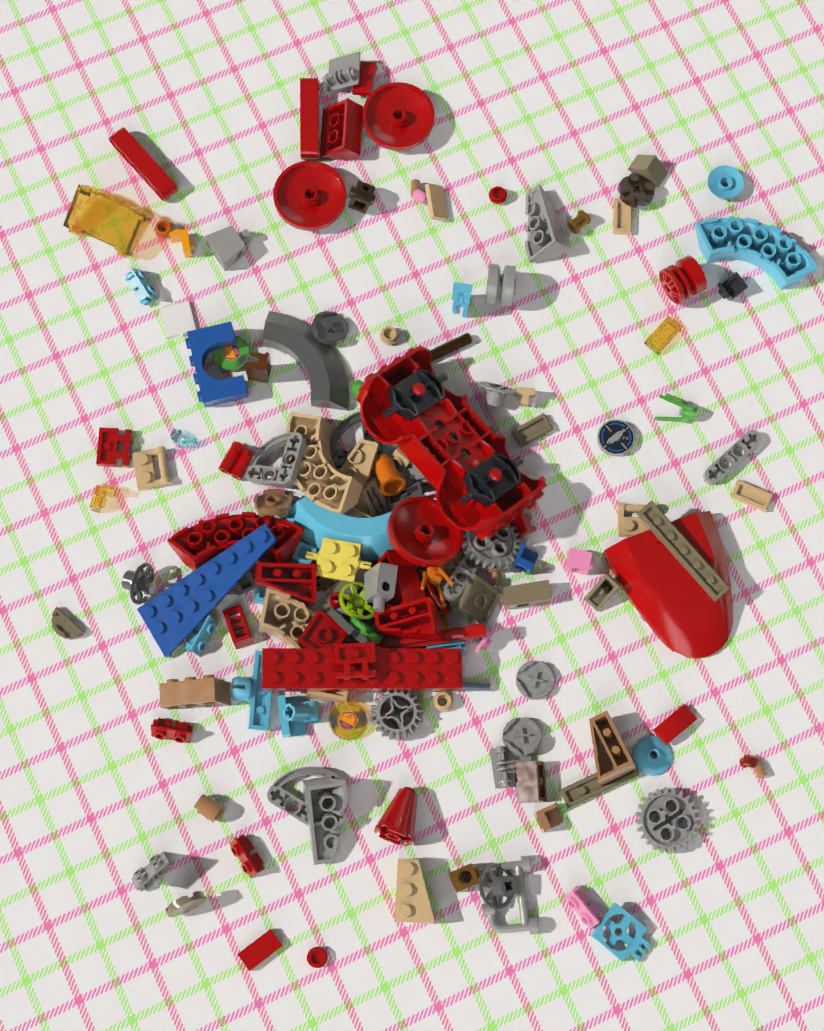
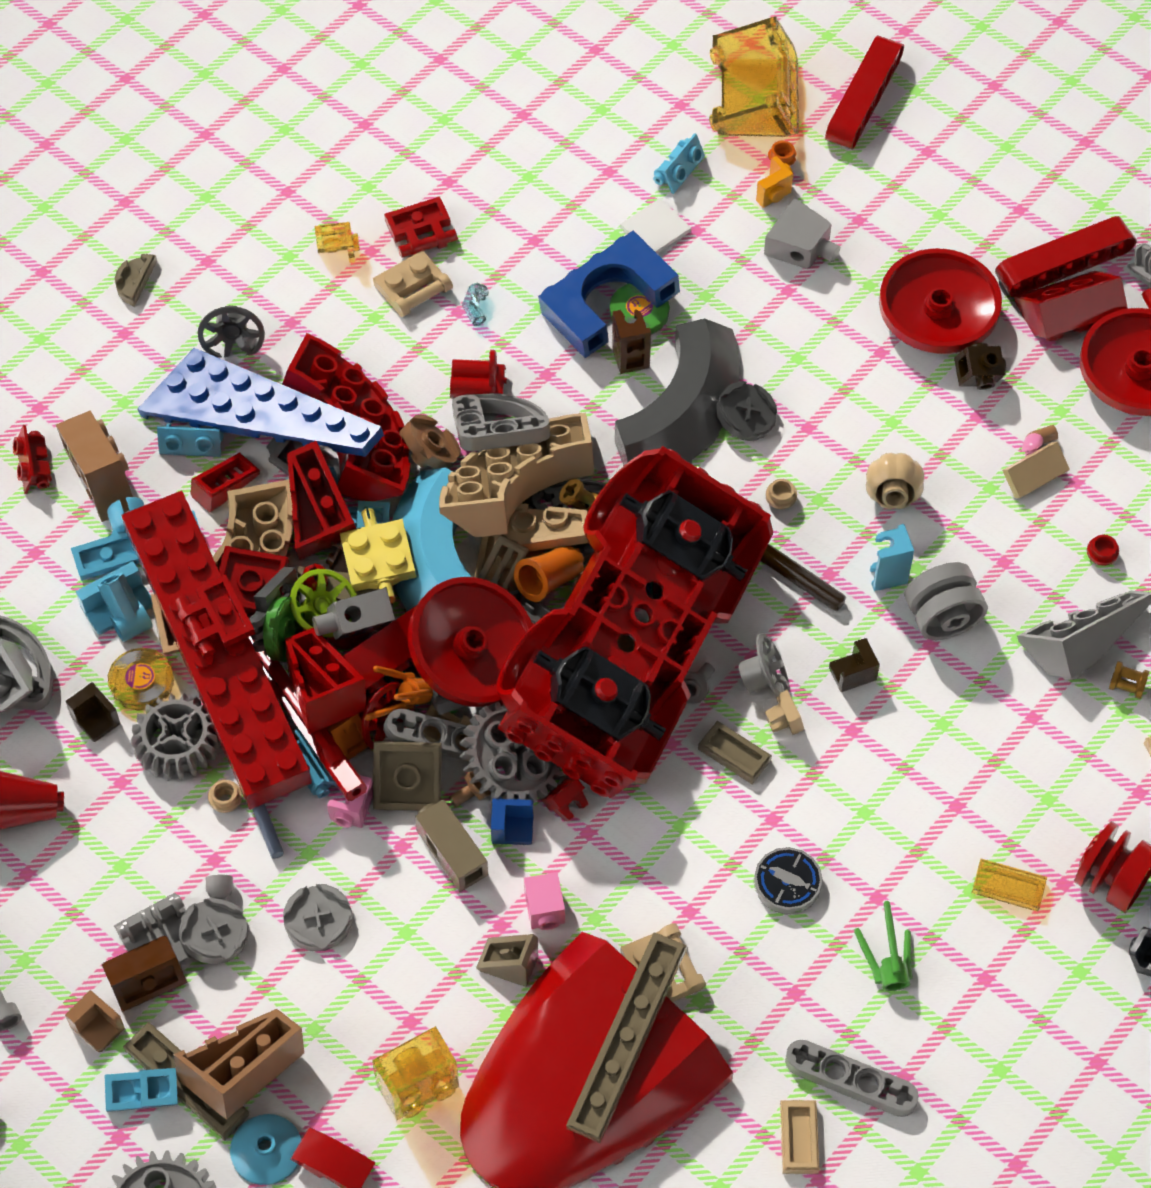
camera: 70 degrees right, 15 degrees down
(347, 439) = (579, 498): none -> pearl gold bush
(360, 753) = (93, 712): none -> dark brown panel
(414, 274) = (895, 480): none -> tan plant
(497, 724) = (219, 886): none -> light grey hinge
(511, 348) = (857, 668): none -> dark brown panel
(596, 807) = (141, 1089): none -> medium azure slope
(652, 663) = (416, 1074): none -> clear yellow brick

